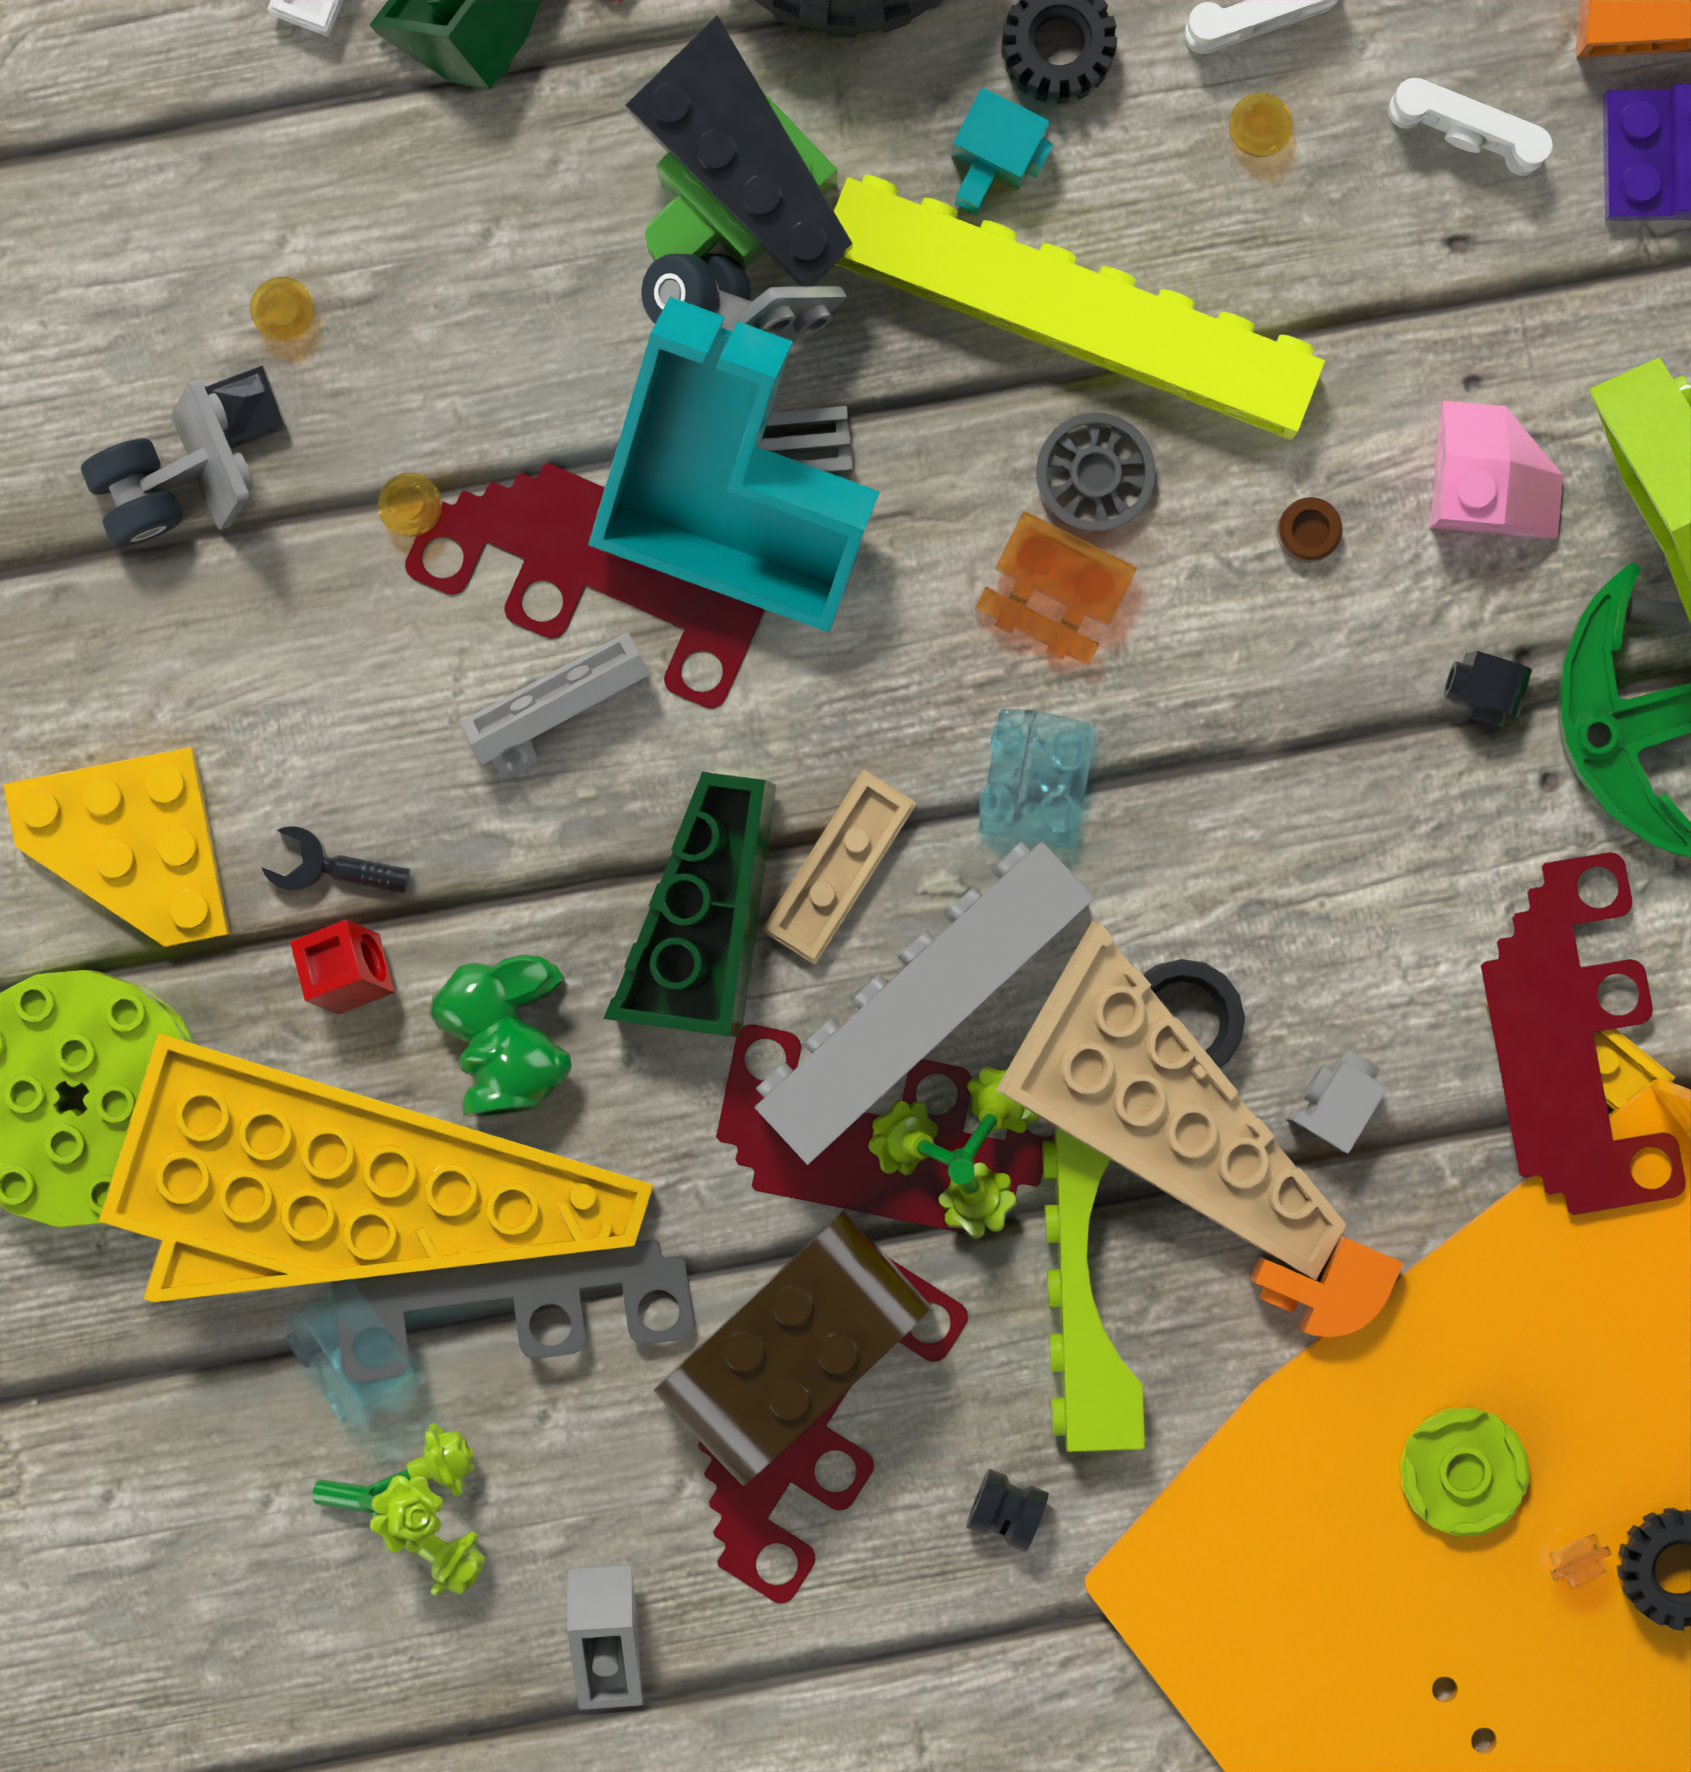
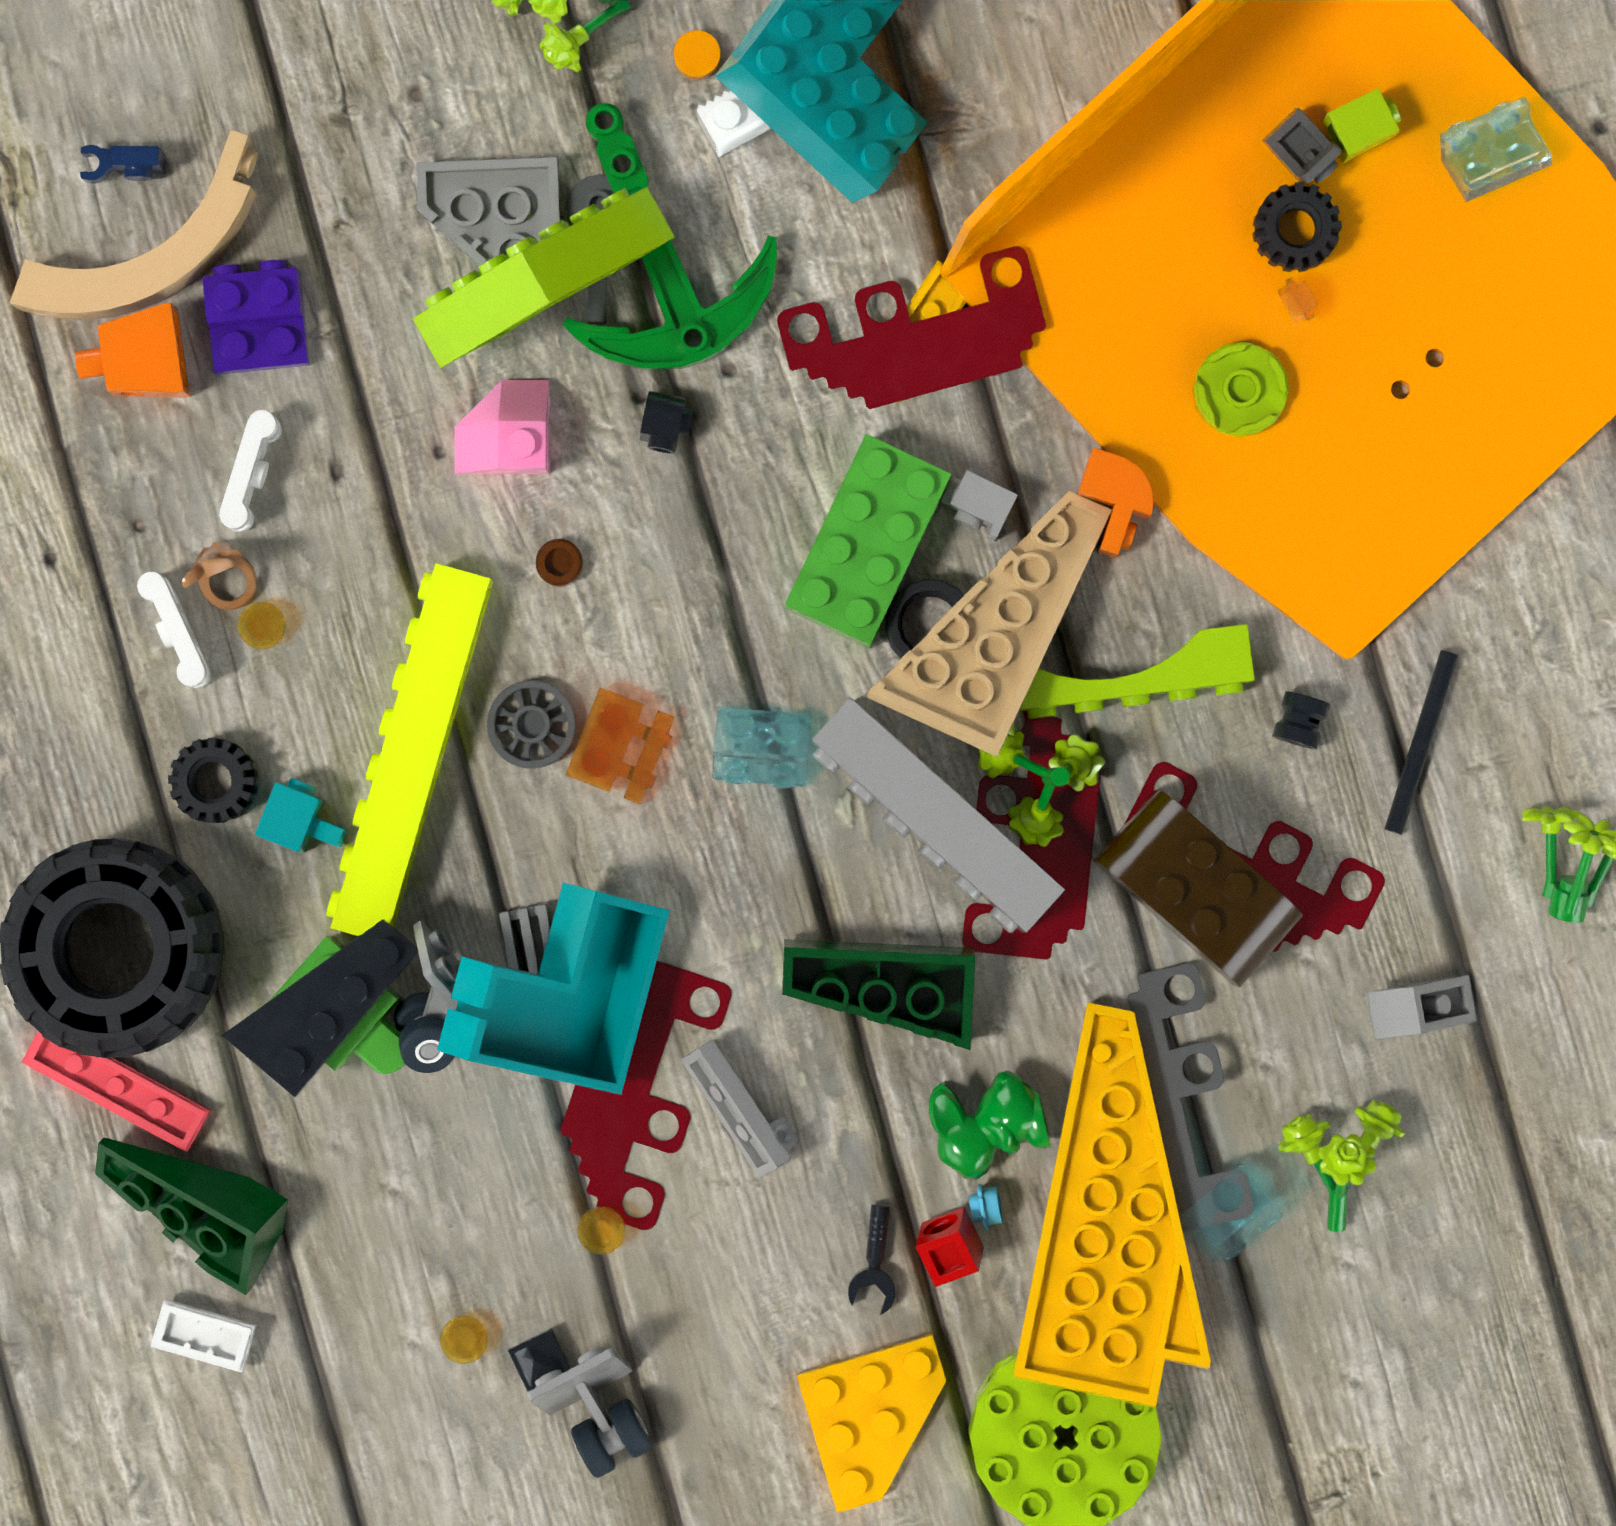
camera: 90 degrees left, 0 degrees up
(392, 1022) = (986, 1206): none -> medium azure plate
(839, 867) = (840, 887): tan tile -> none
(962, 1671) = (1421, 742): none -> black bar
(1303, 945) = (867, 541): none -> bright green brick
(1354, 66) = (215, 560): none -> medium nougat piece

